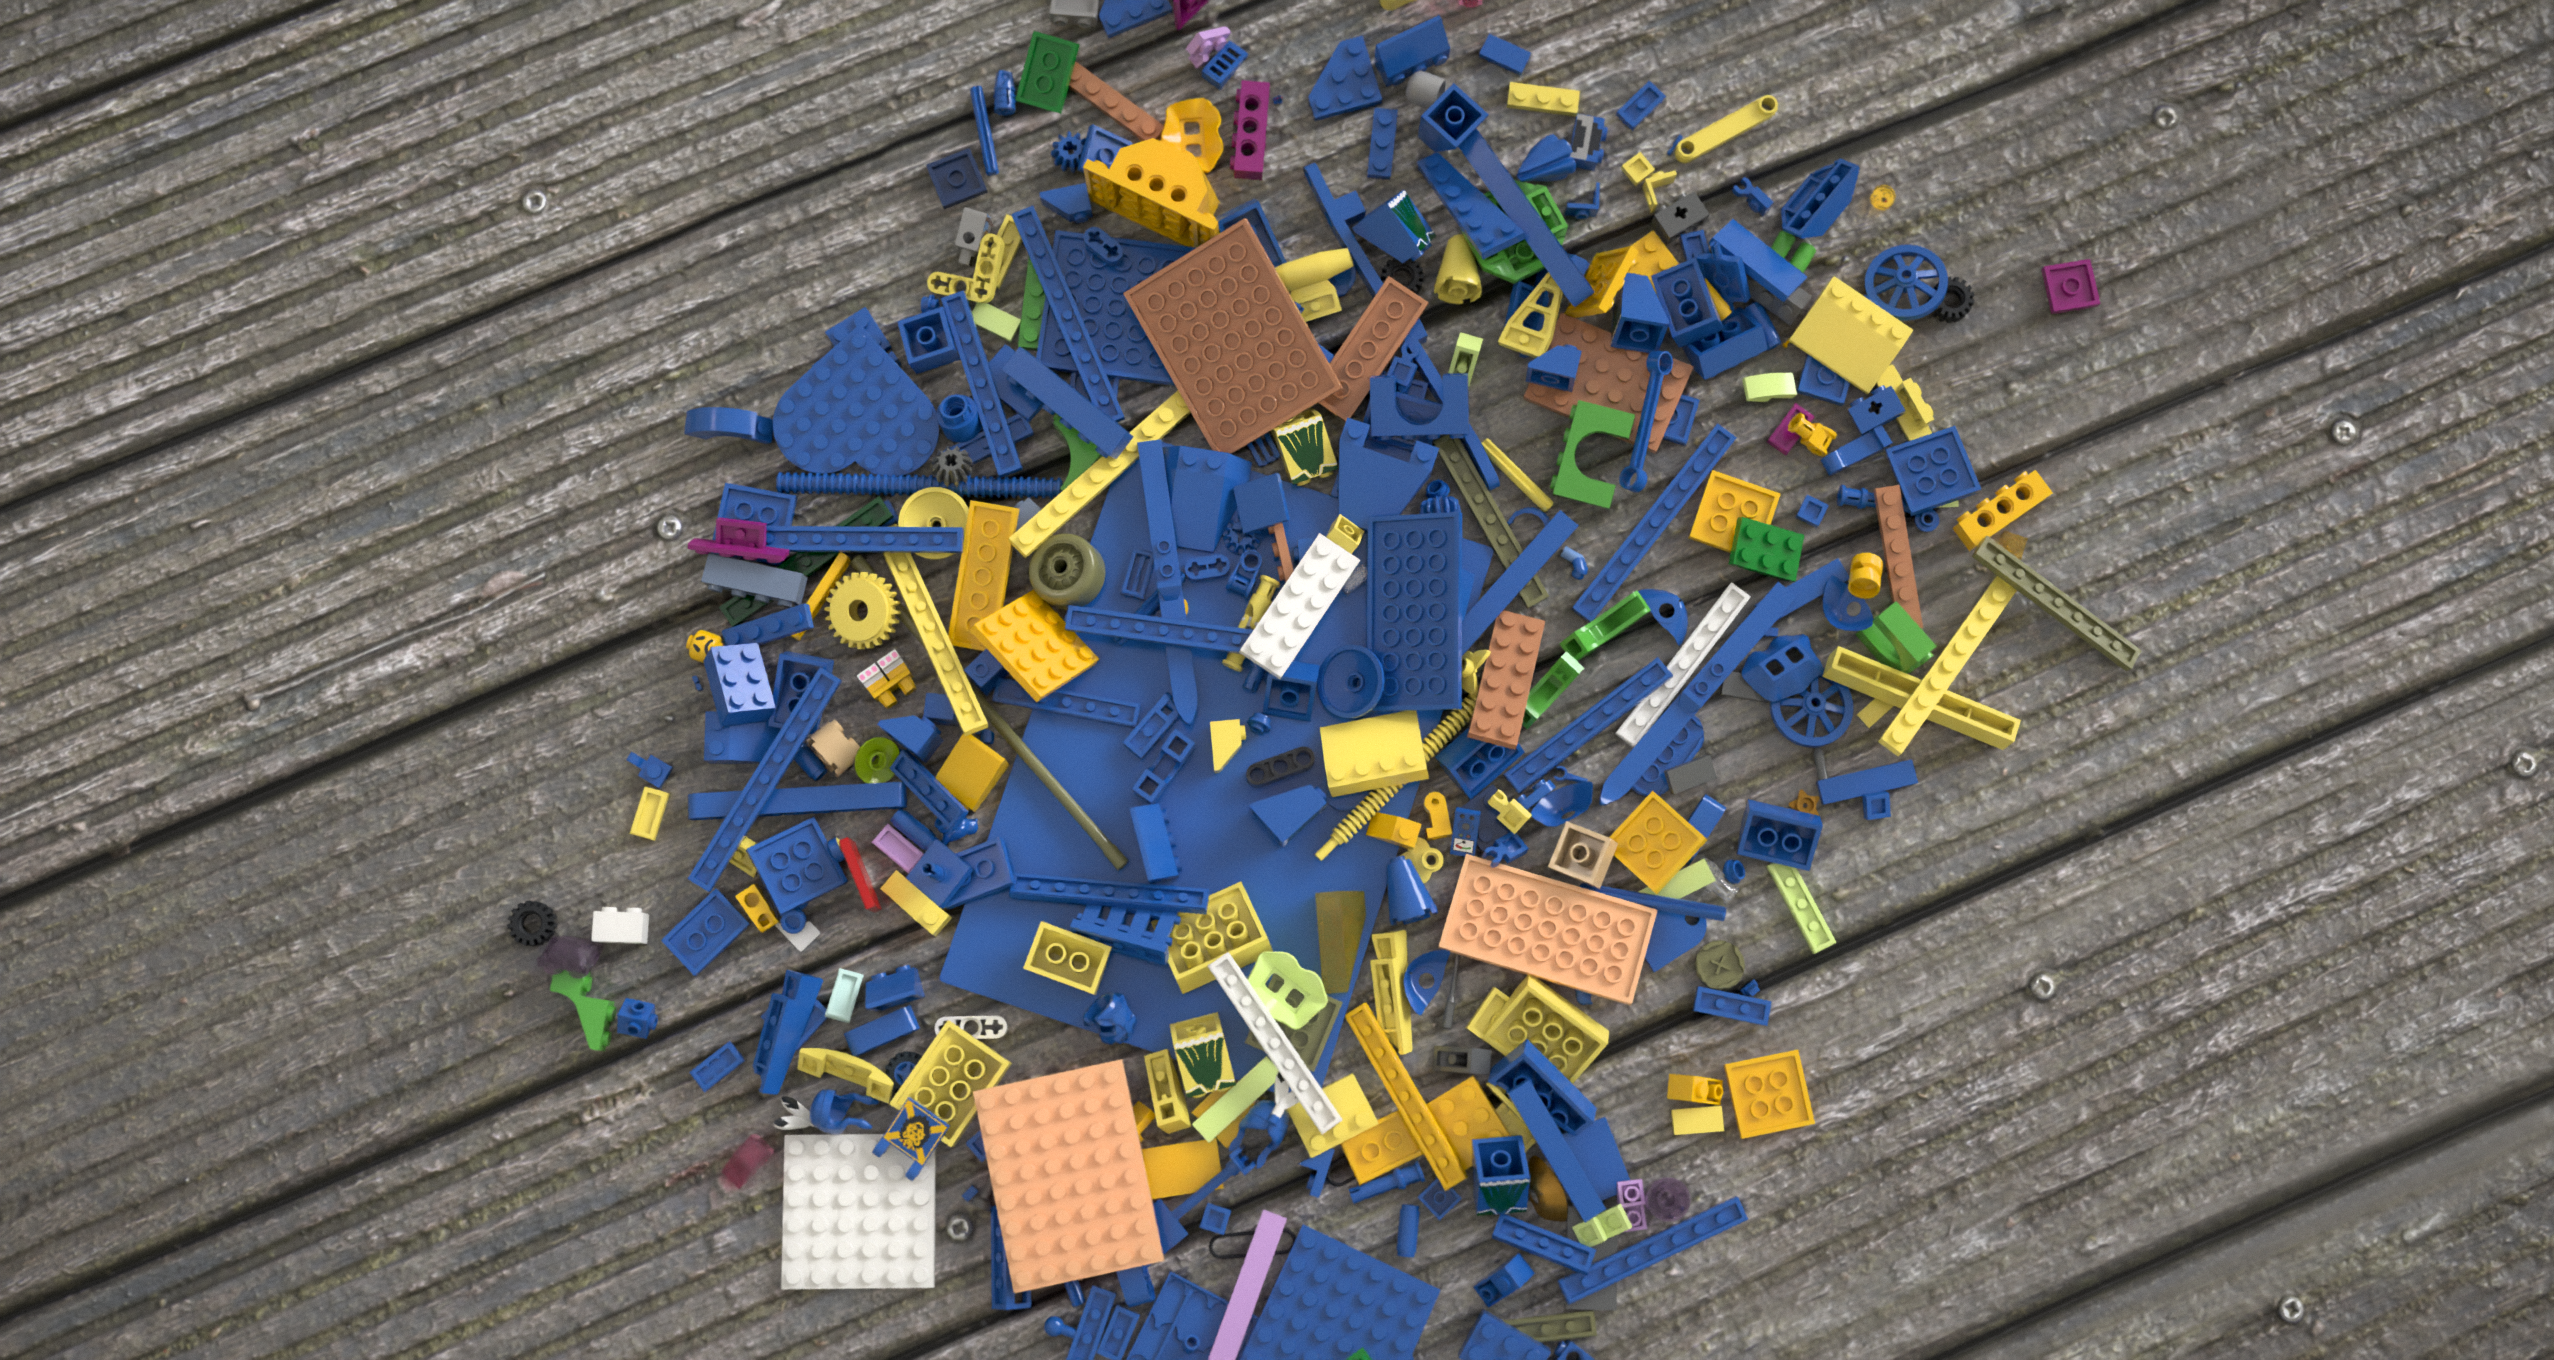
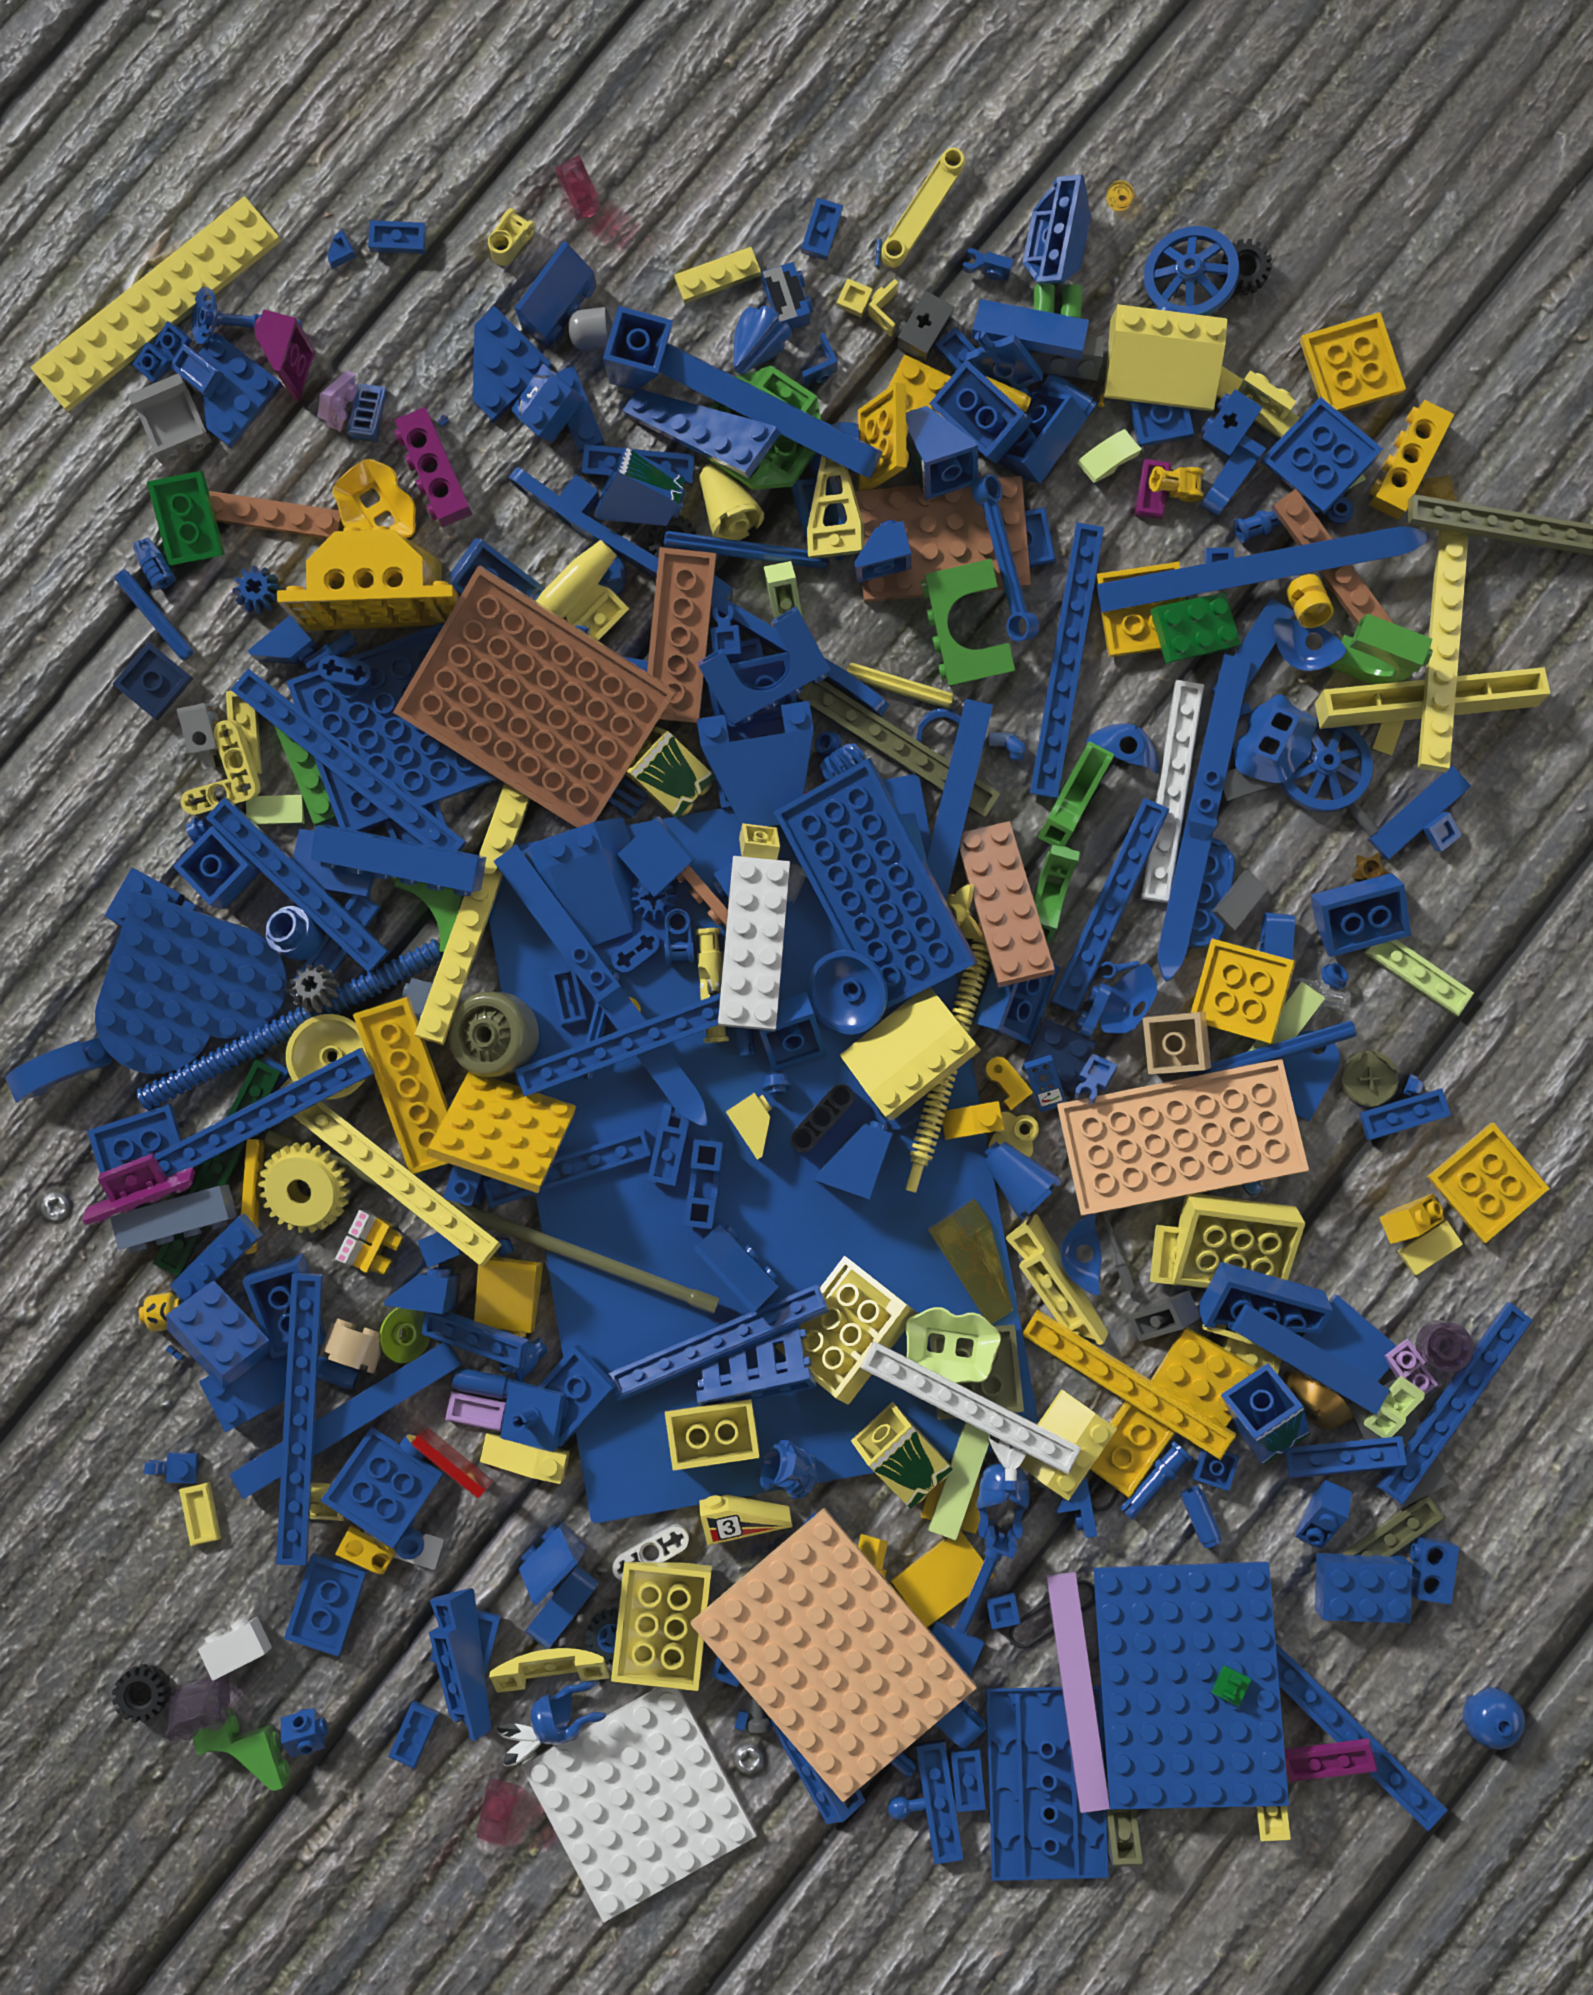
camera: 25 degrees left, 5 degrees up
(844, 995) = (503, 1592): light aqua tile -> none
(915, 1134) = (653, 1696): flag -> none
(1050, 1034) = (737, 1517): none -> light yellow slope
(1101, 146) = (286, 567): blue plate -> none
(1107, 225) = (336, 647): none -> blue axle
(1166, 1092) = (885, 1512): light yellow slope -> none
(1362, 127) = (547, 404): none -> blue slope
(1382, 190) = (602, 460): none -> blue plate
(1451, 311) = (742, 549): none -> blue axle
(1505, 54) = (653, 248): blue tile -> none
(1511, 814) = (1082, 1040): light yellow plate -> none
(1840, 530) = (1259, 567): none -> blue piece
(1996, 414) = (1353, 362): none -> yellow plate
(2070, 286) = (1359, 188): magenta plate -> none

